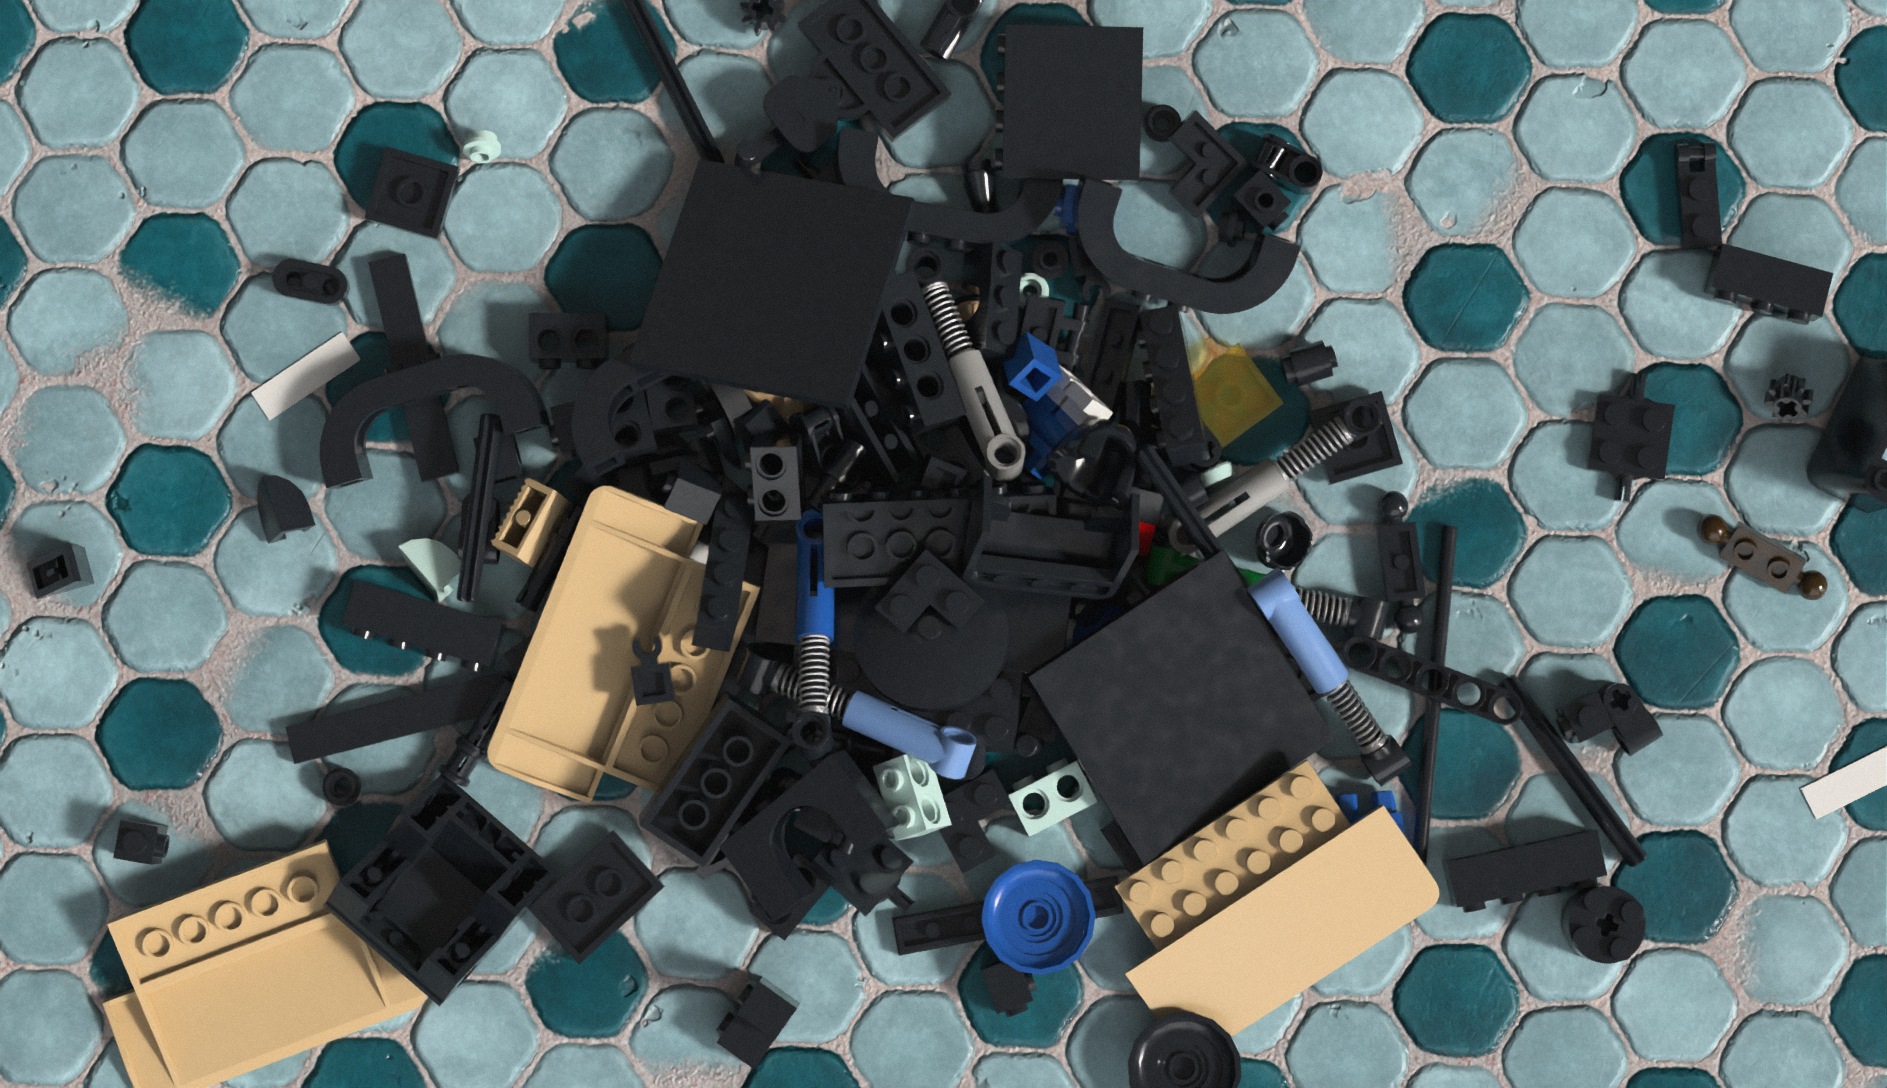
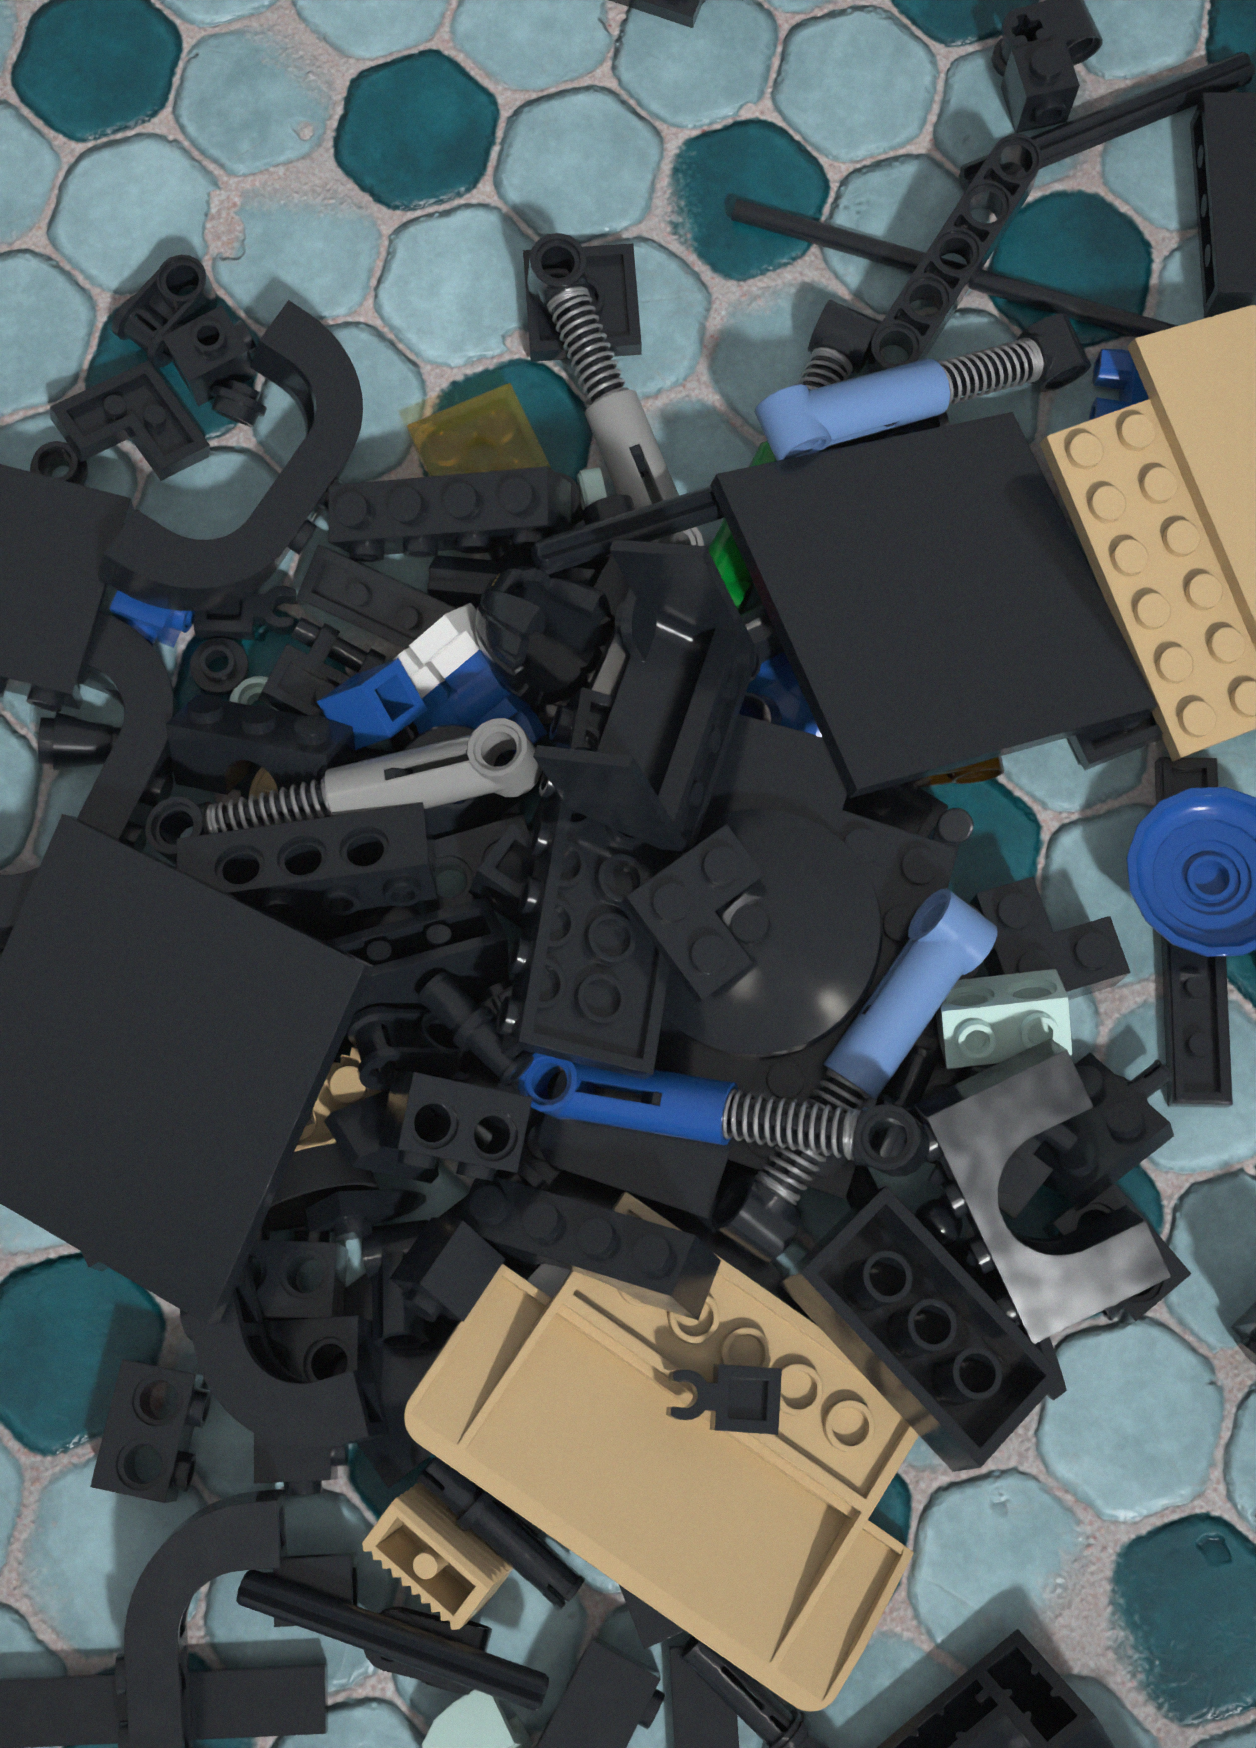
camera: 80 degrees left, 10 degrees down
(596, 897) = (1068, 1572): black plate -> none
(1056, 806) = (1043, 823): light aqua brick -> none
(1282, 540) = (709, 424): black hair -> none
(1308, 363) = (460, 341): black brick -> none
(1400, 562) = (772, 278): black plate -> none

